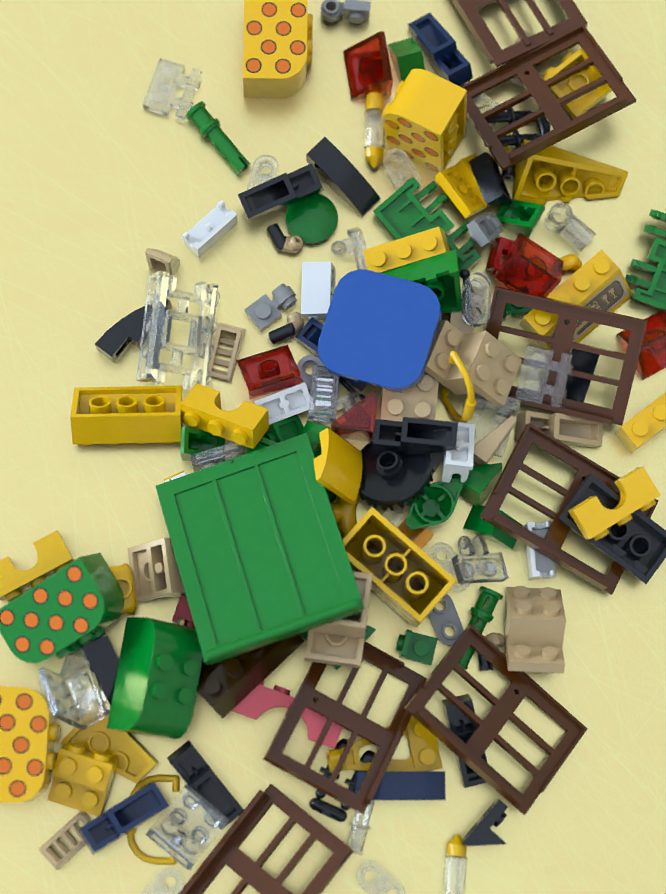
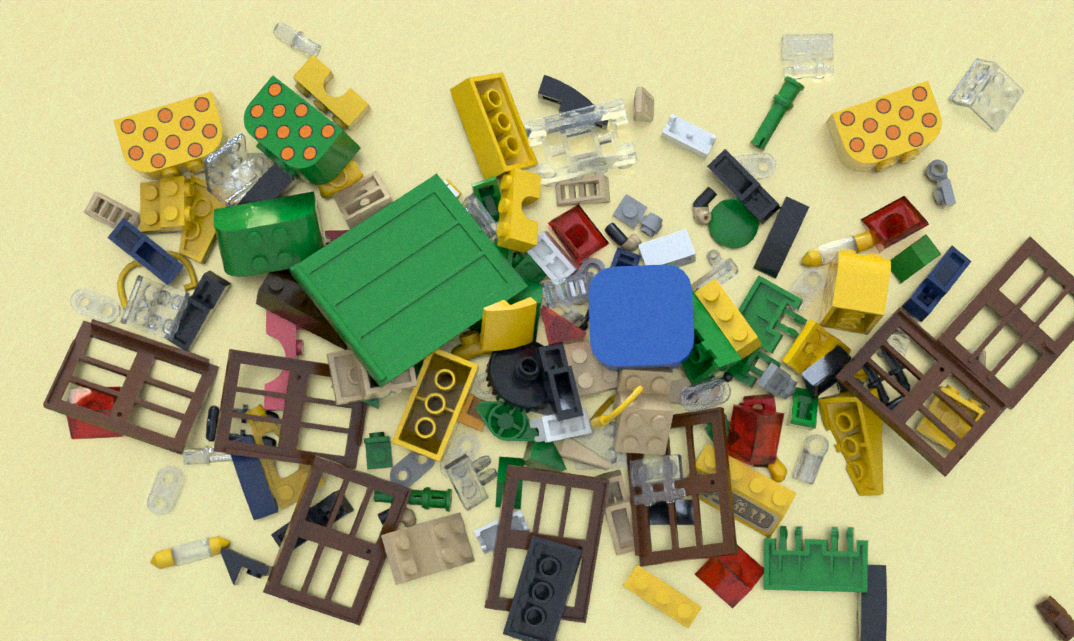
camera: 80 degrees right, 5 degrees up
(636, 493) = (541, 568): yellow arch -> none

